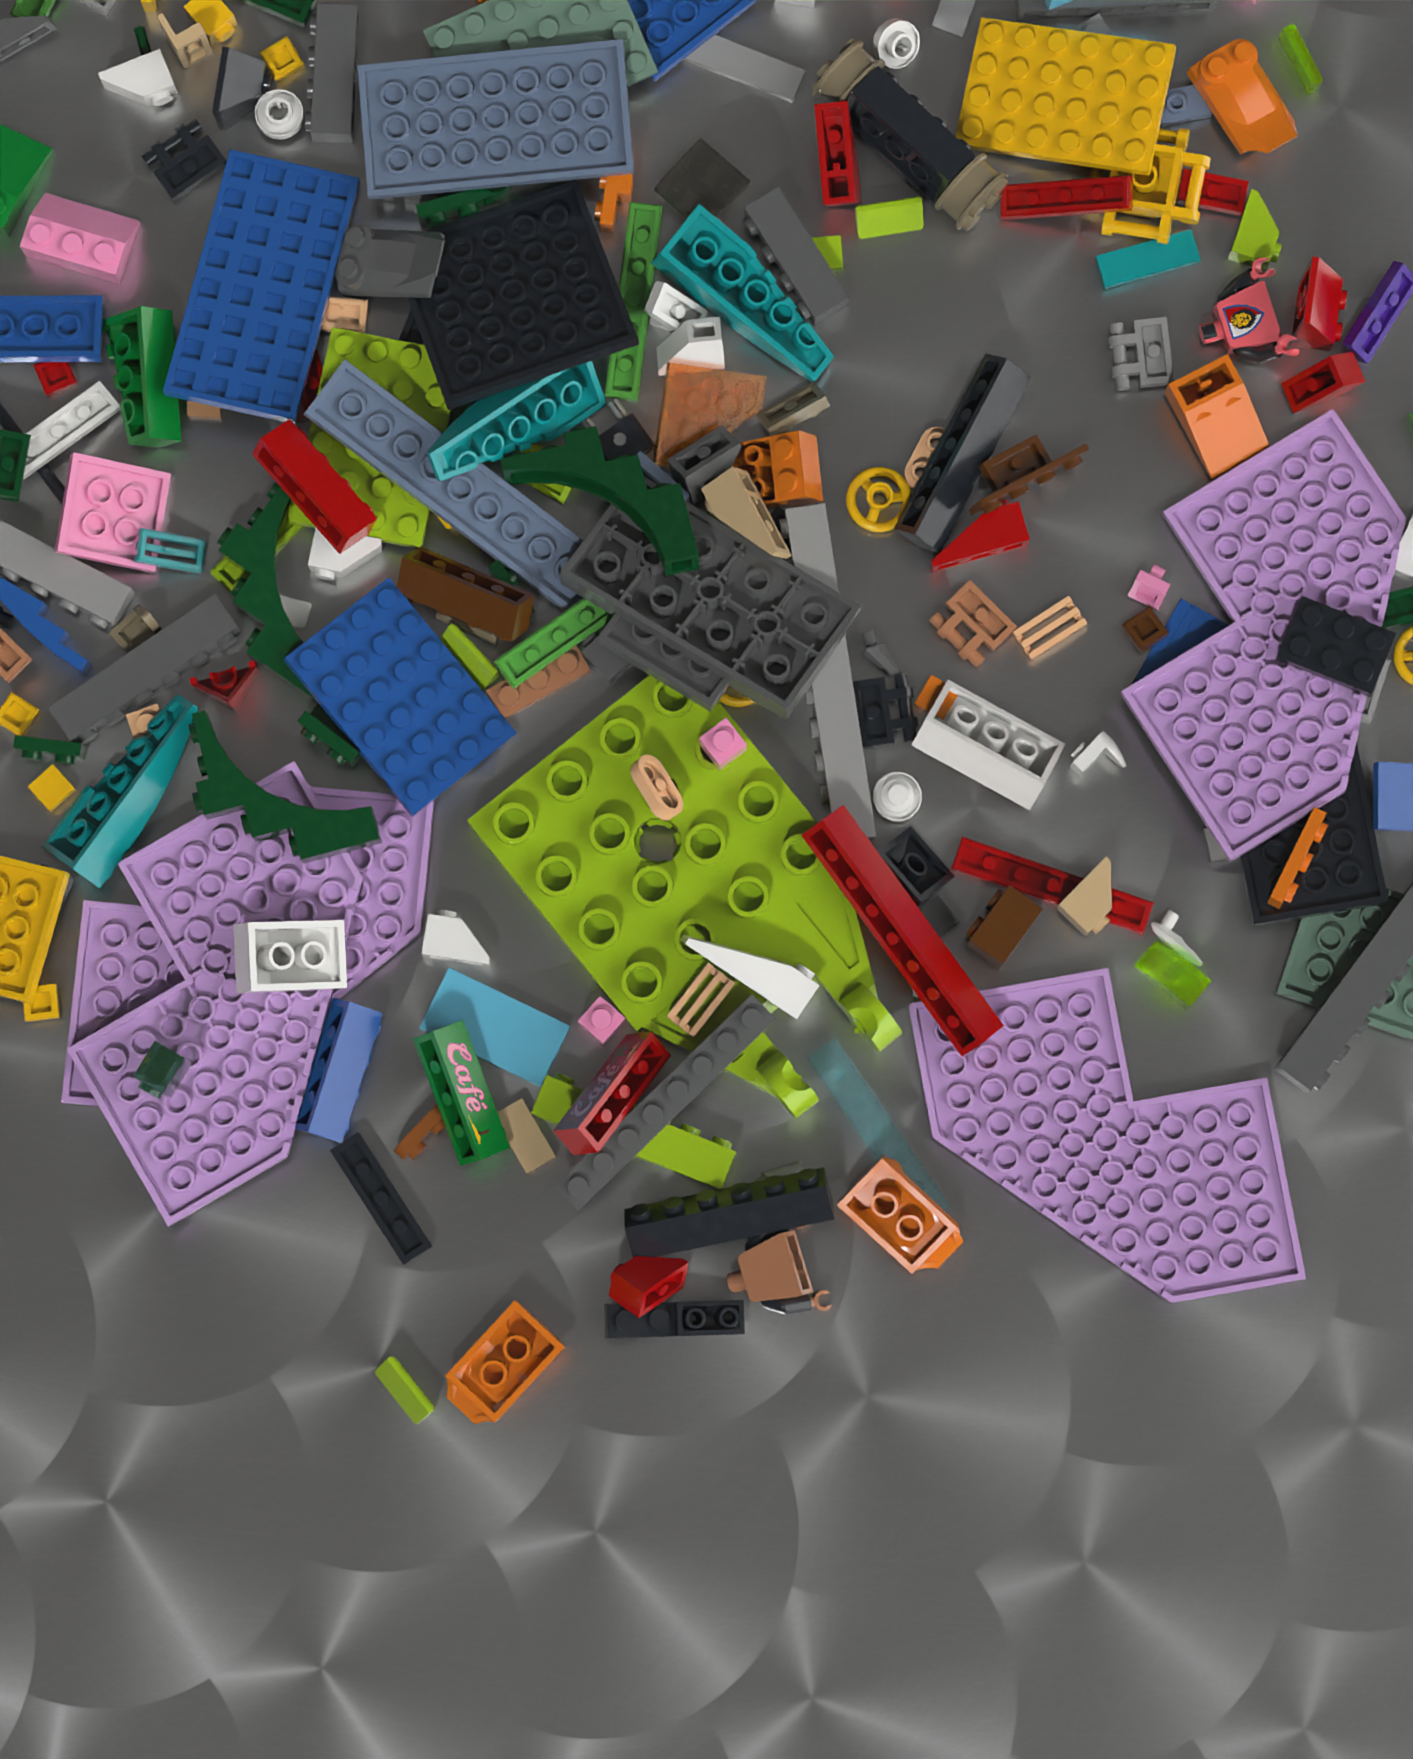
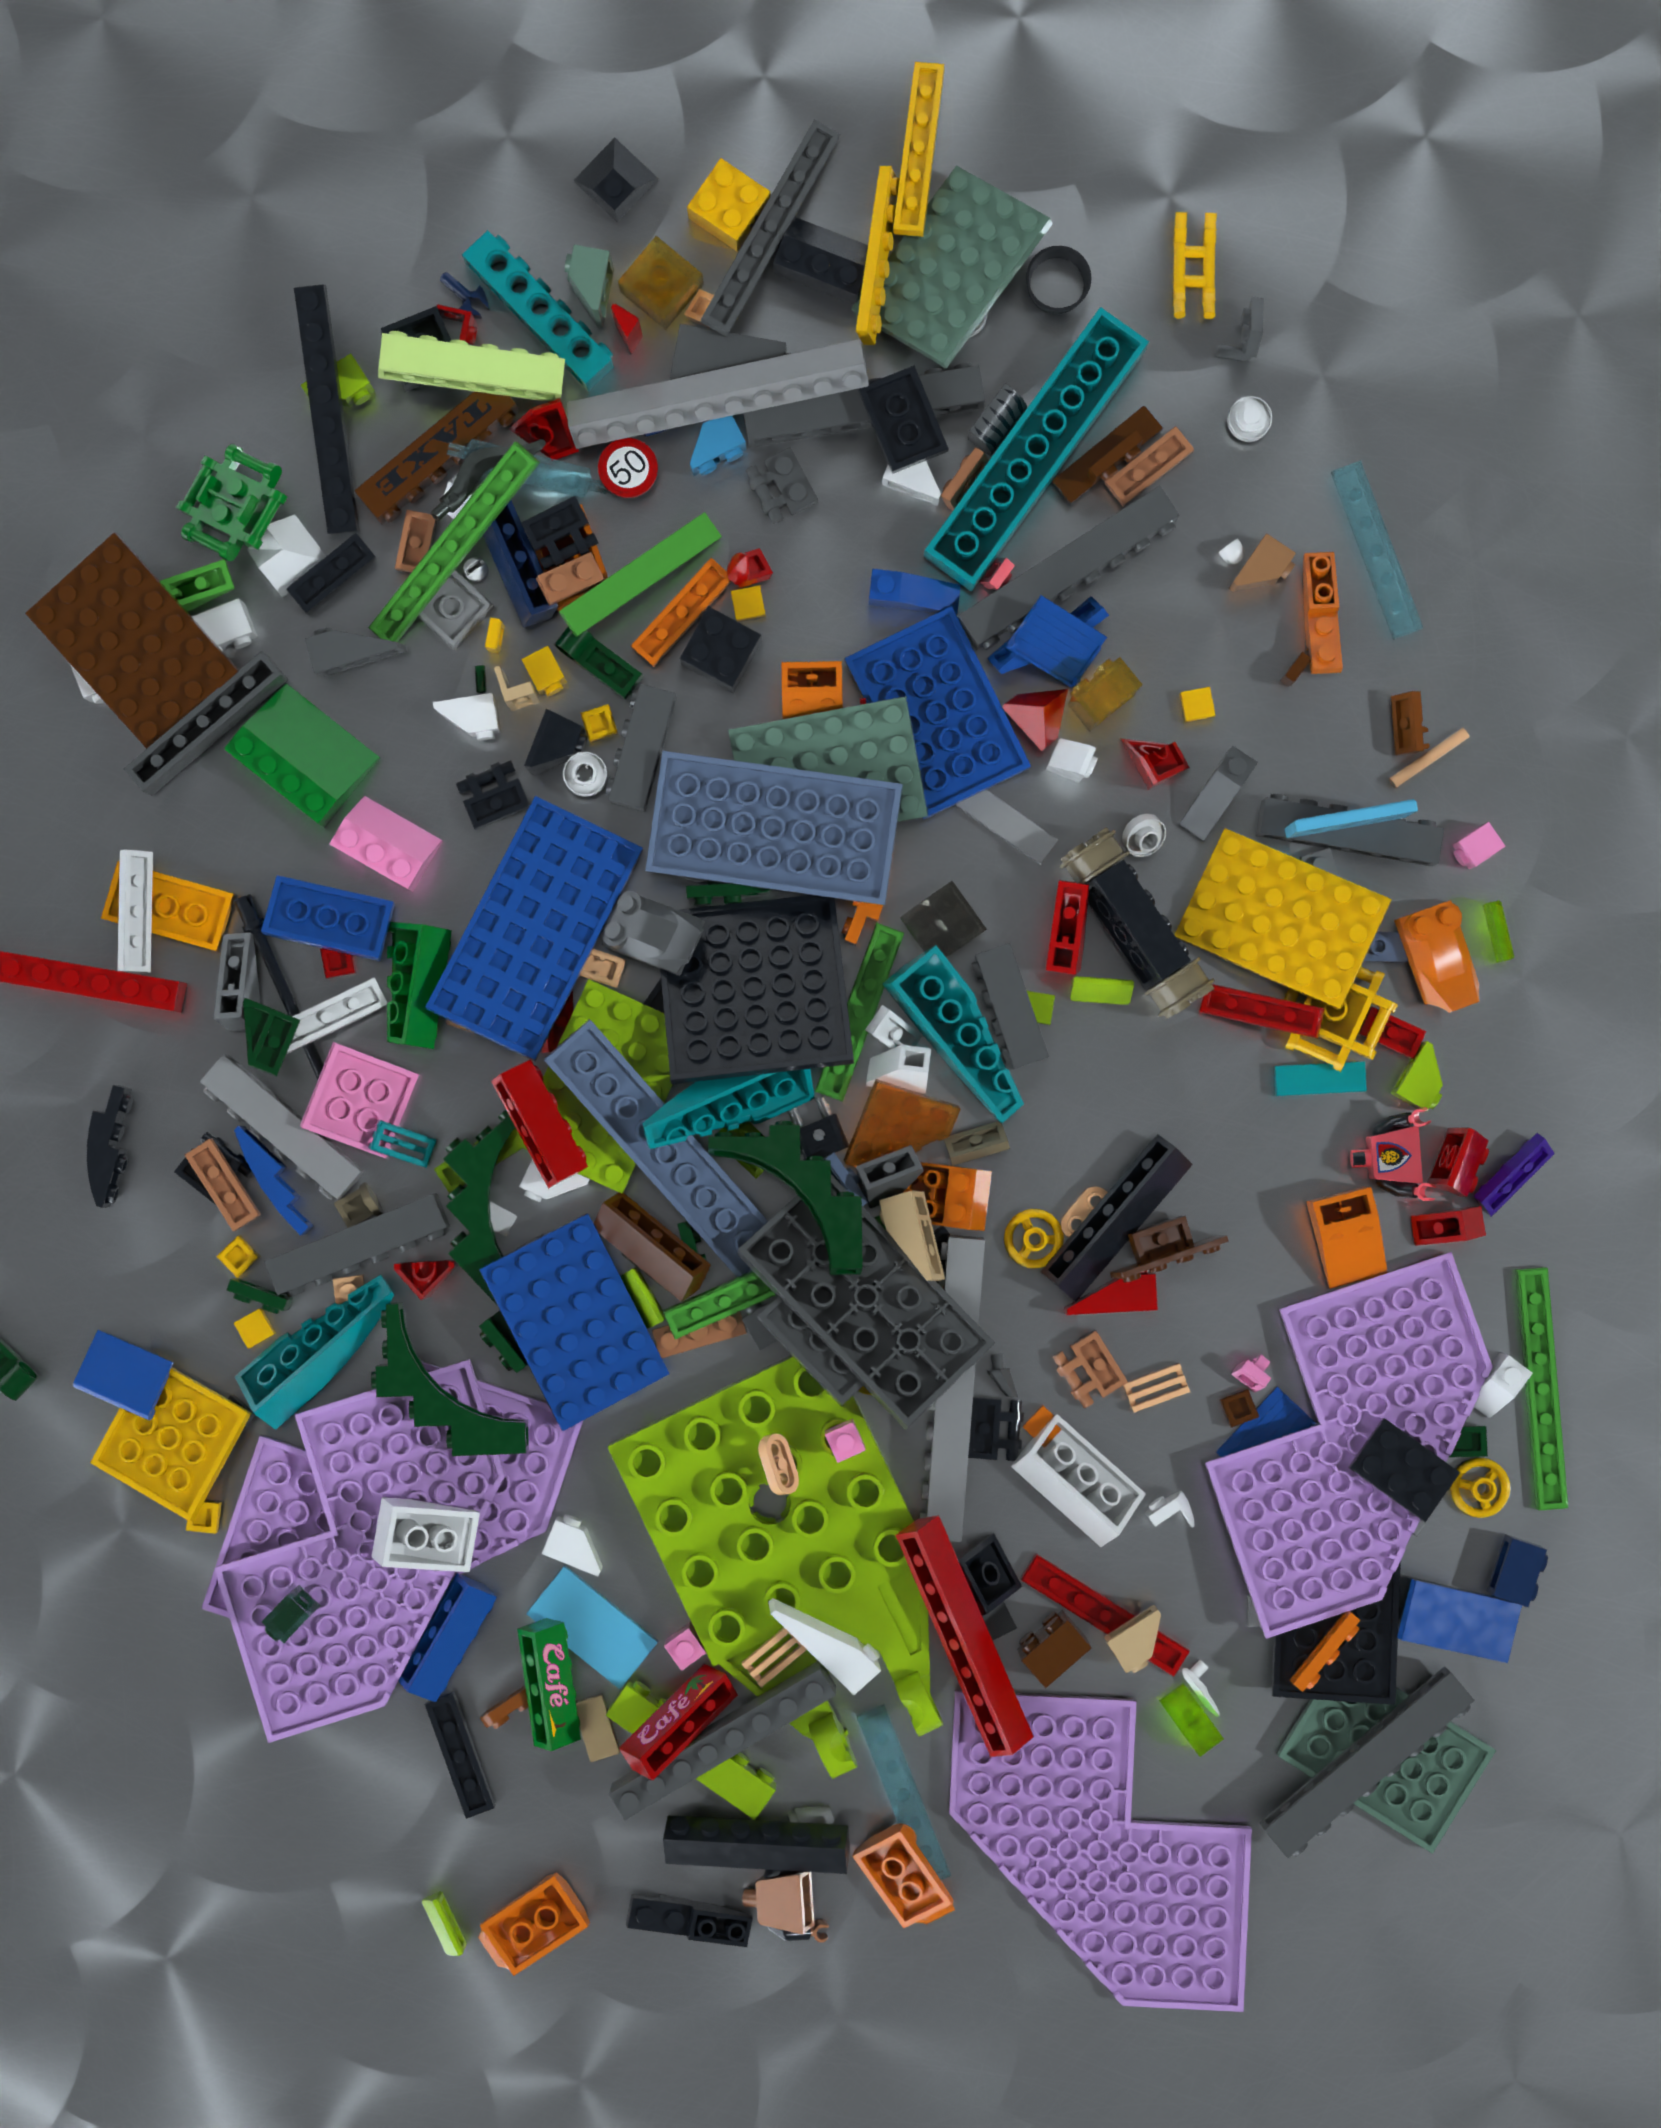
camera: 10 degrees right, 5 degrees up
(646, 1282) = (671, 1886): red slope -> none
(897, 797) = (988, 1507): white plate -> none
(1152, 353) = (1304, 1163): light grey plate -> none

